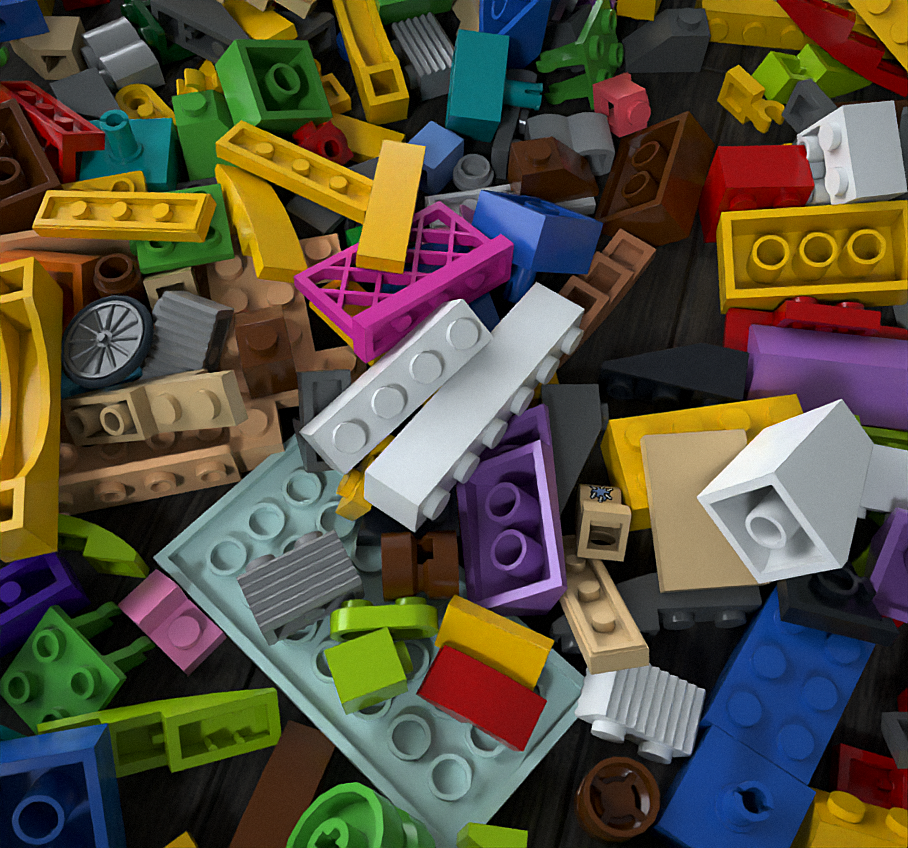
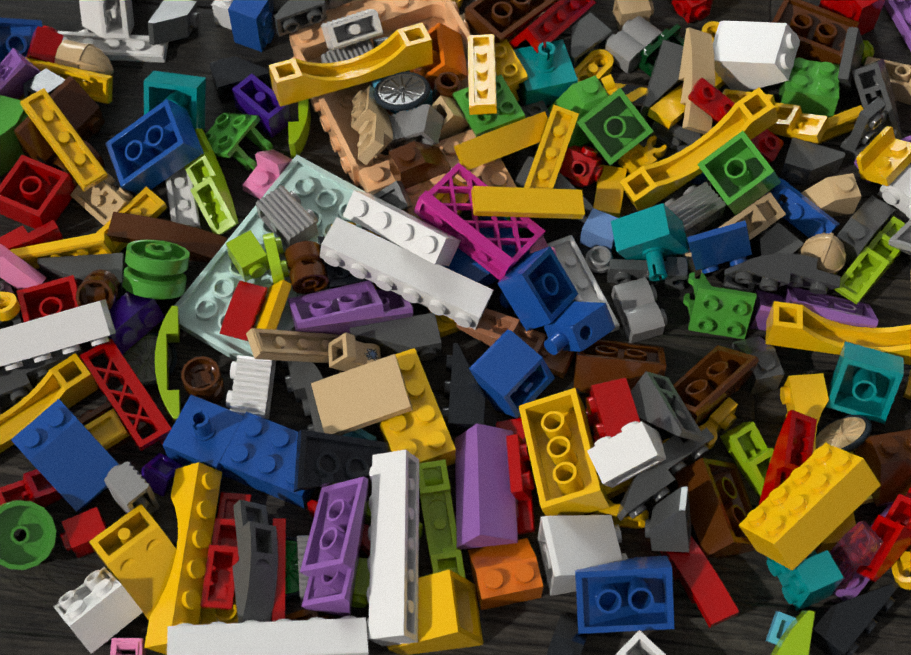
camera: 80 degrees right, 0 degrees up
(185, 799) = (181, 201): none -> white tile
(549, 171) = (597, 285): reddish brown slope -> none
(610, 195) = (578, 327): none -> blue torso
(630, 104) = (681, 335): coral brick -> none
(668, 298) = (511, 374): none -> blue slope
(719, 79) = (714, 380): none -> reddish brown slope
(771, 116) = (662, 406): none -> dark grey slope
(794, 494) = (365, 418): white slope -> none

